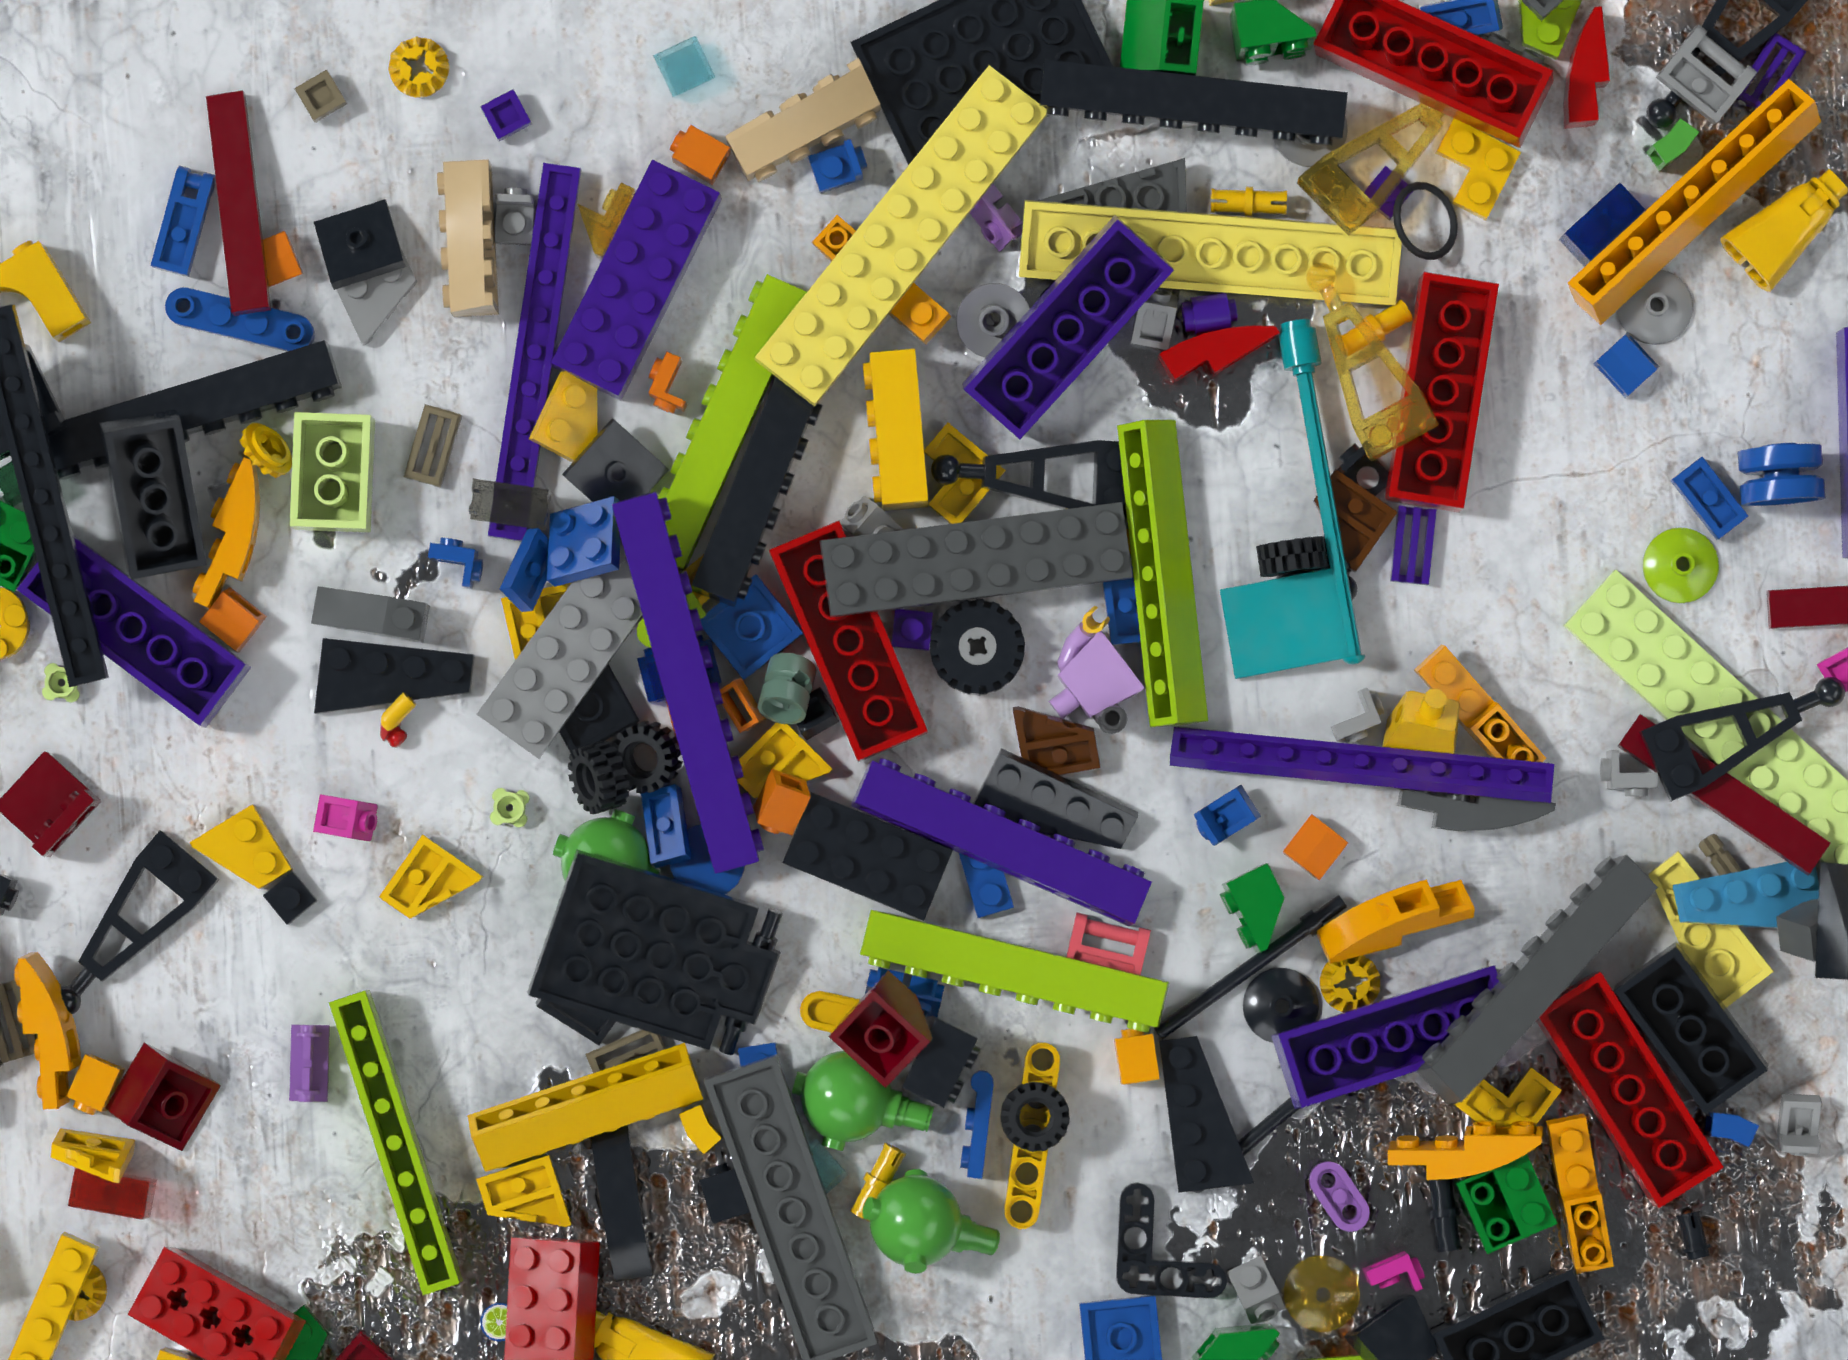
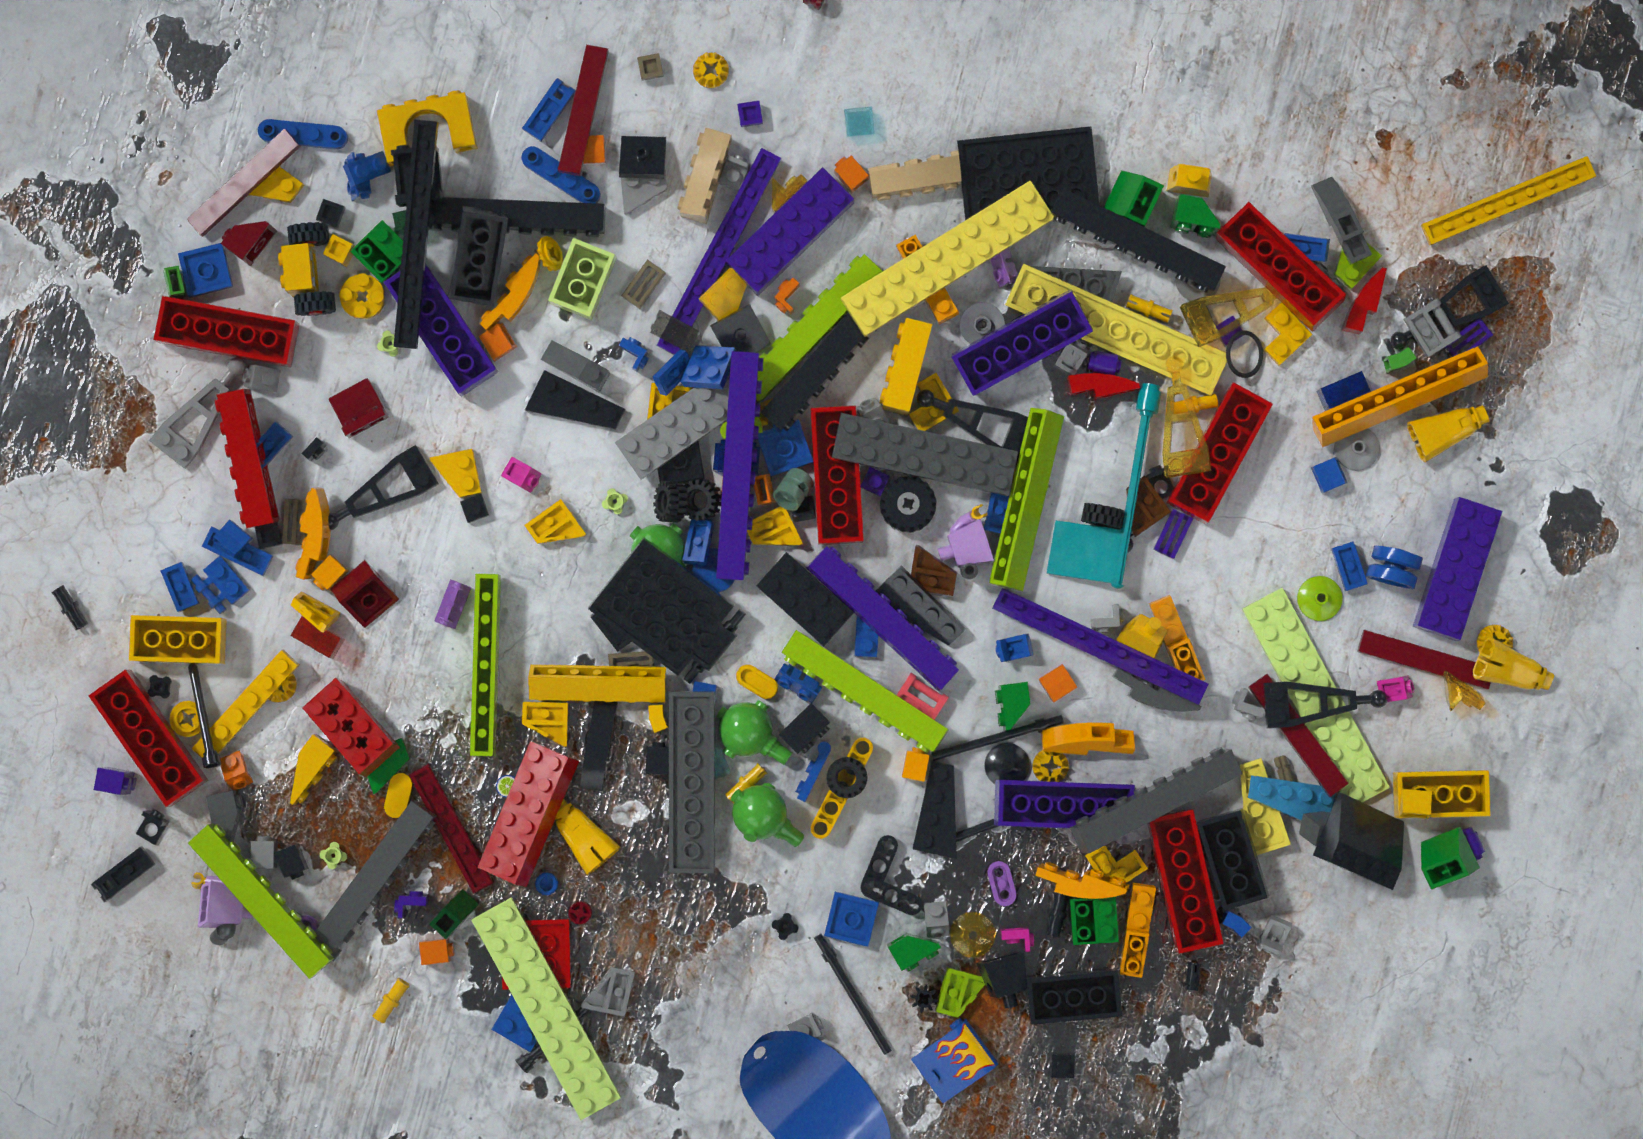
camera: 25 degrees right, 0 degrees up
(391, 720) = (566, 429): yellow arm -> none
(781, 802) = (767, 552): orange brick -> none
(837, 166) = (925, 207): blue bracket -> none
(884, 1029) = (779, 699): dark red slope -> none

